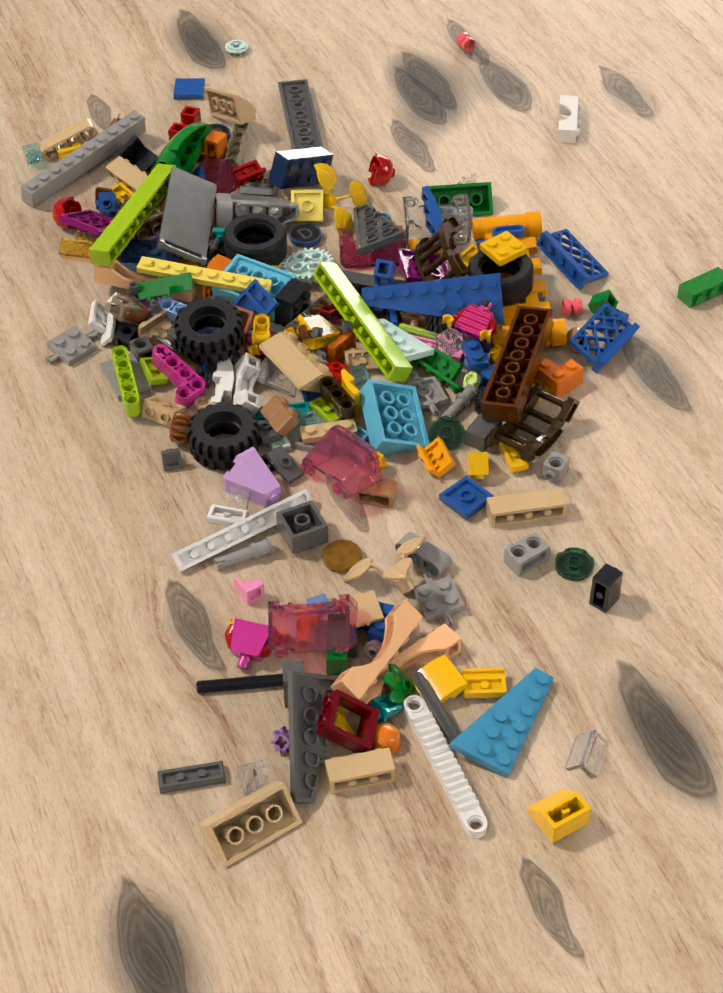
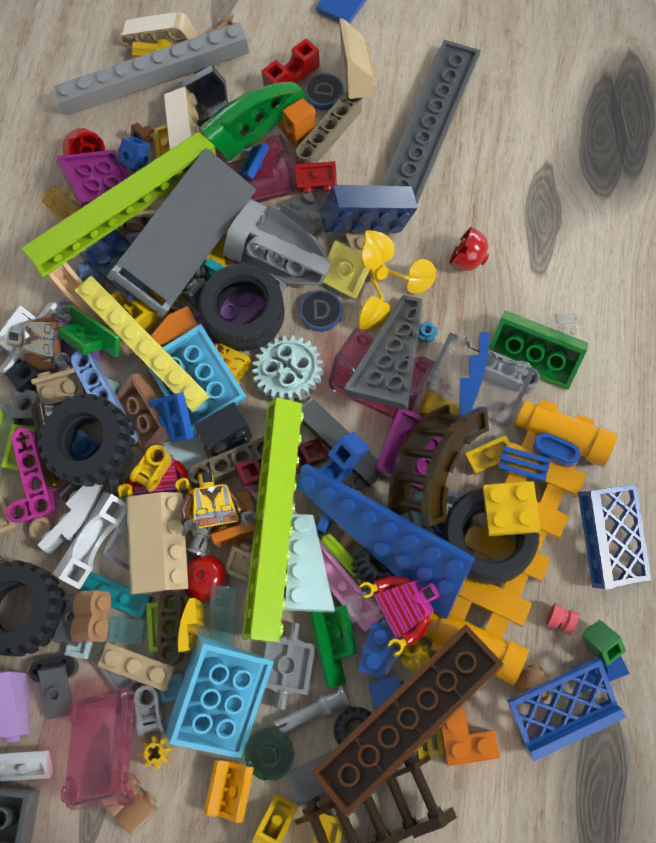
camera: 35 degrees right, 25 degrees up
(32, 153) = (110, 33): clear light blue bracket -> none
(472, 378) = (356, 680): yellowish green tile -> none

